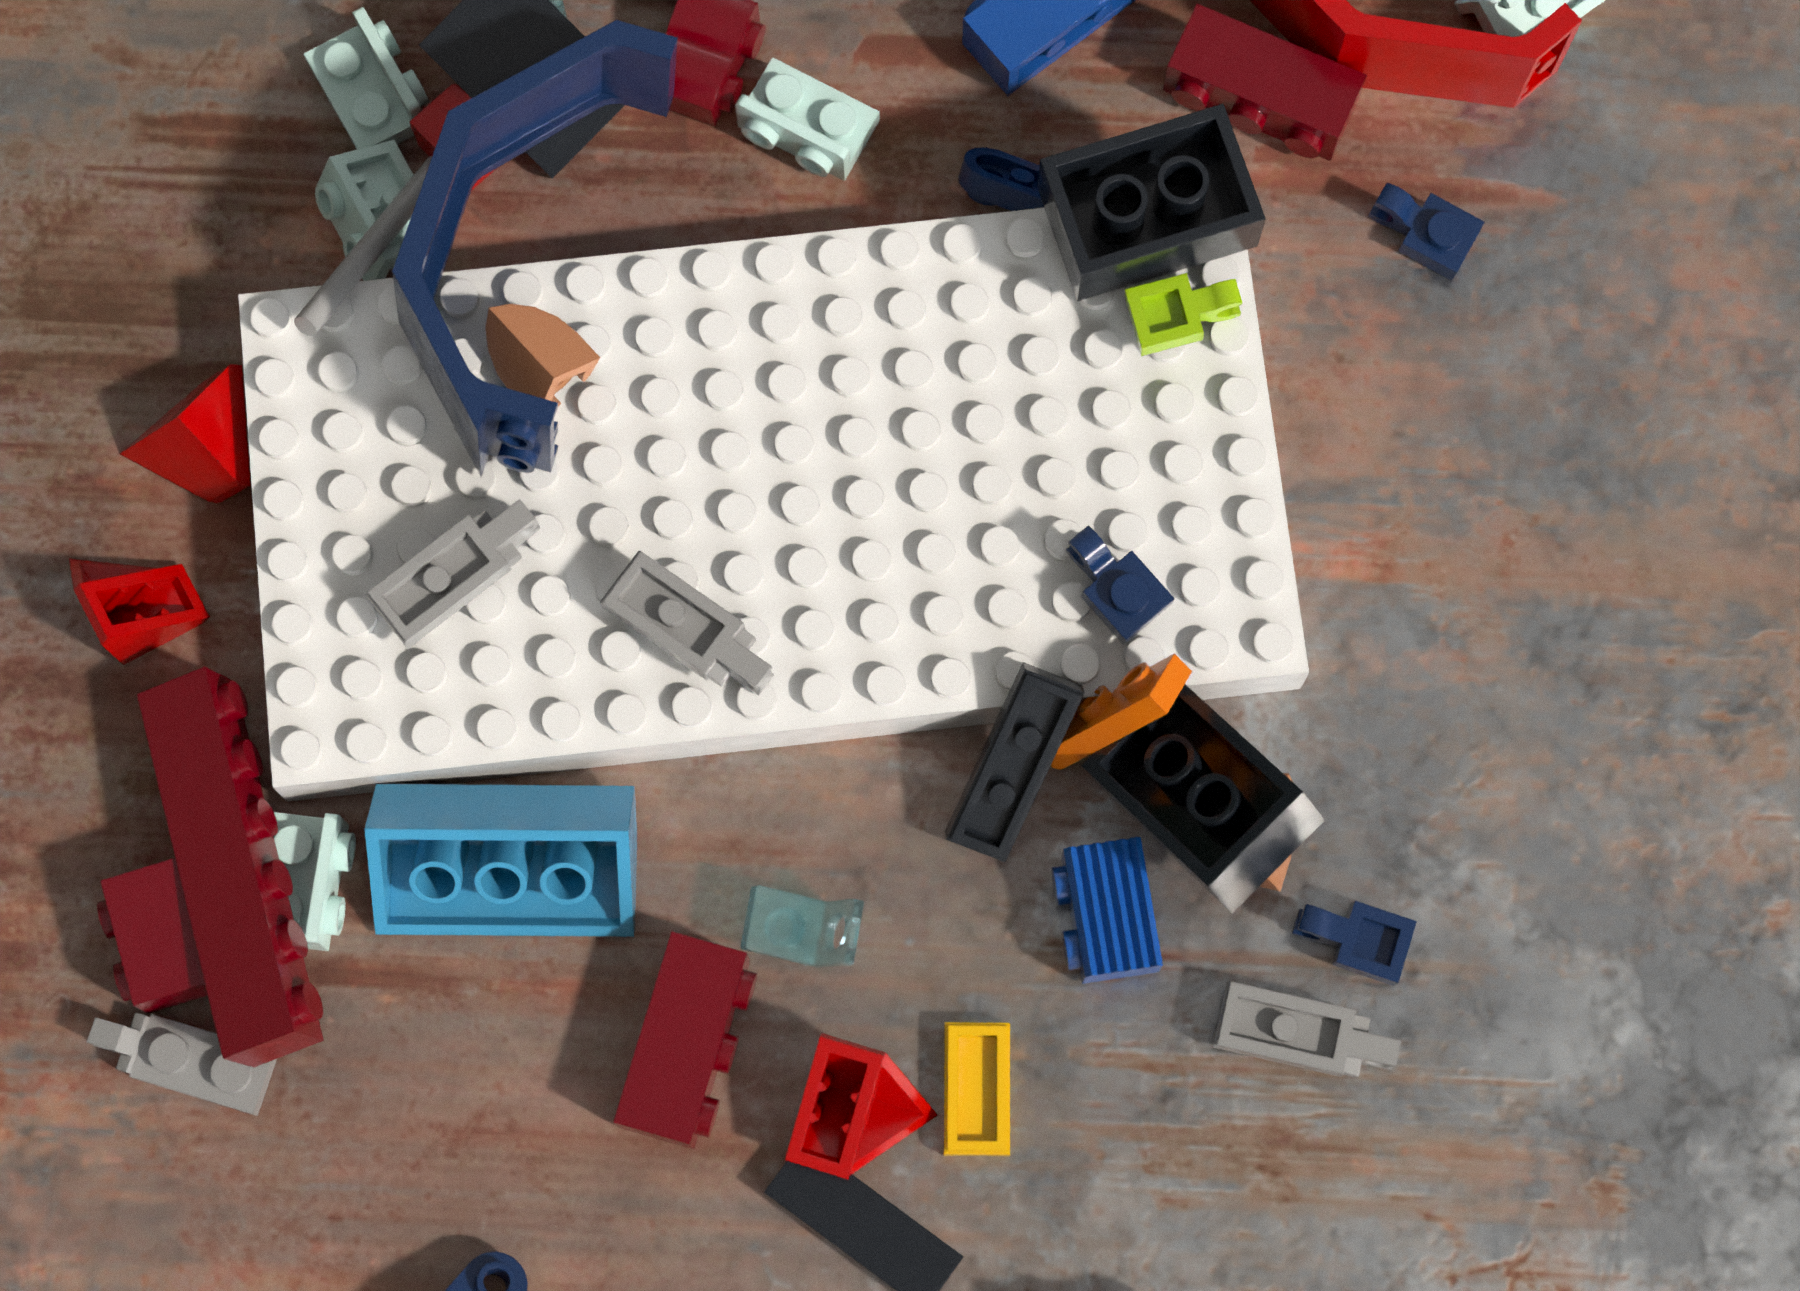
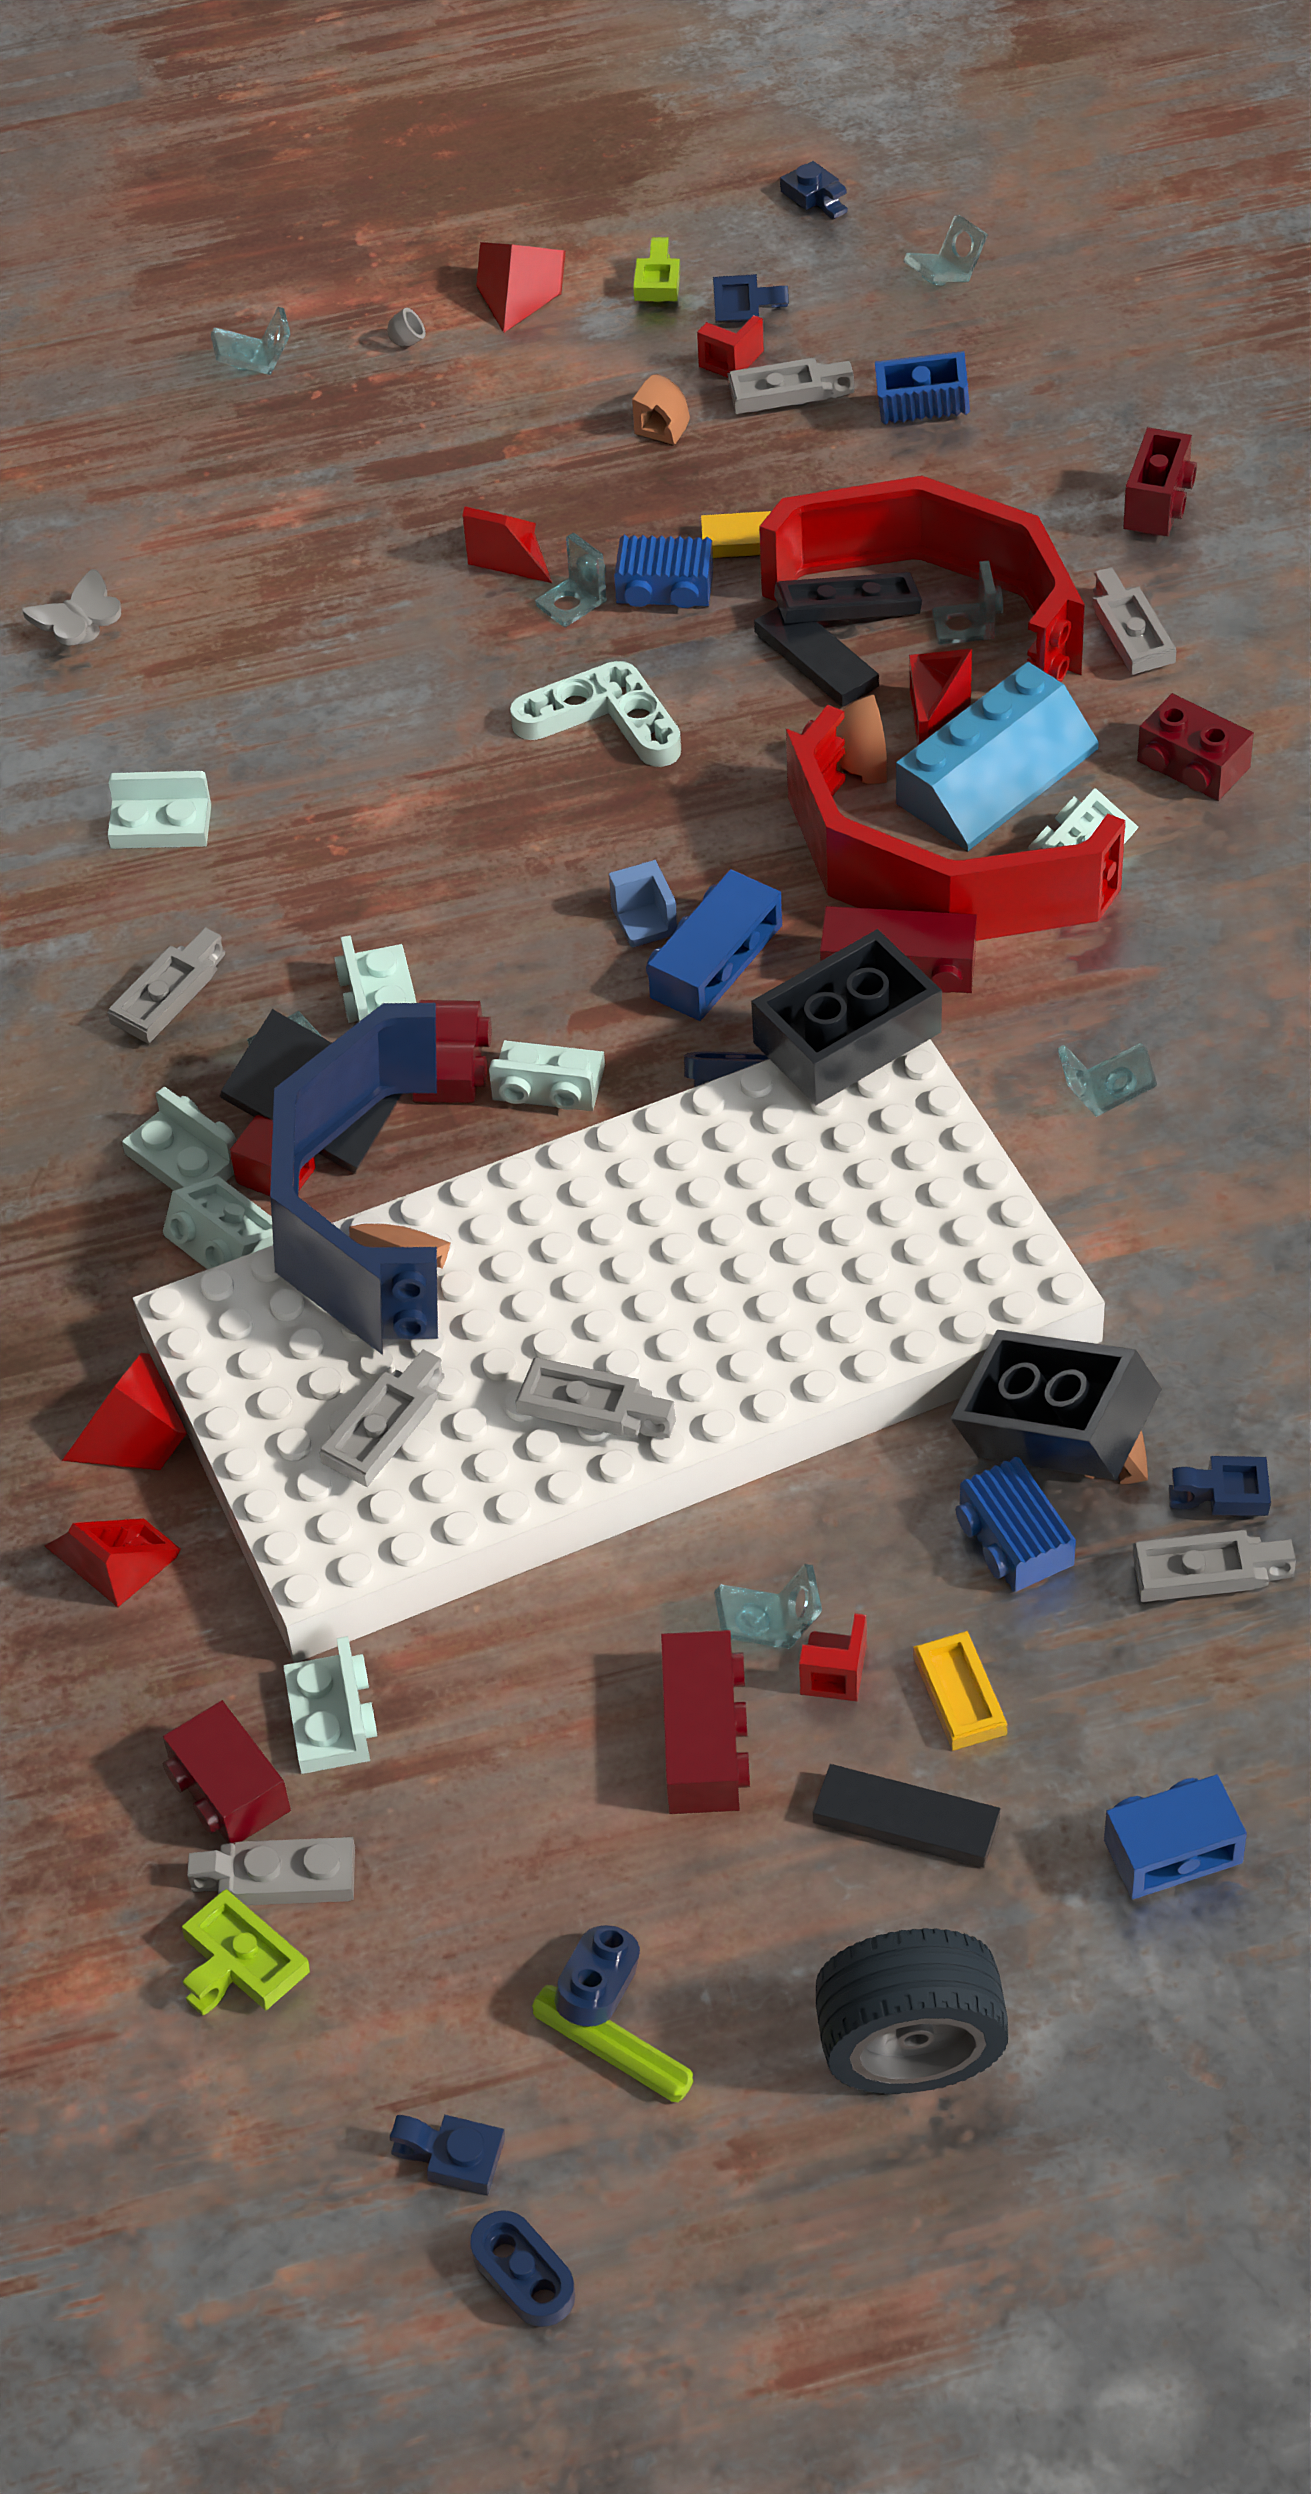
camera: 15 degrees left, 25 degrees down
(116, 1152) = (239, 1951): none -> lime plate
(231, 868) = (270, 1701): dark red brick -> none
(361, 256) = (230, 1235): light grey bar -> none
(502, 859) = (499, 1640): dark azure slope -> none
(853, 1108) = (864, 1716): red slope -> none
(854, 1005) = (834, 1662): none -> red panel
(1014, 762) = (894, 1436): black tile -> none
(1122, 591) = (930, 1282): dark blue plate -> none
(1137, 701) = (957, 1373): orange hinge -> none
(1171, 314) = (897, 1088): lime plate -> none
(1435, 233) = (1072, 1012): dark blue plate -> none
(1437, 348) = (1110, 1081): none -> clear light blue bracket

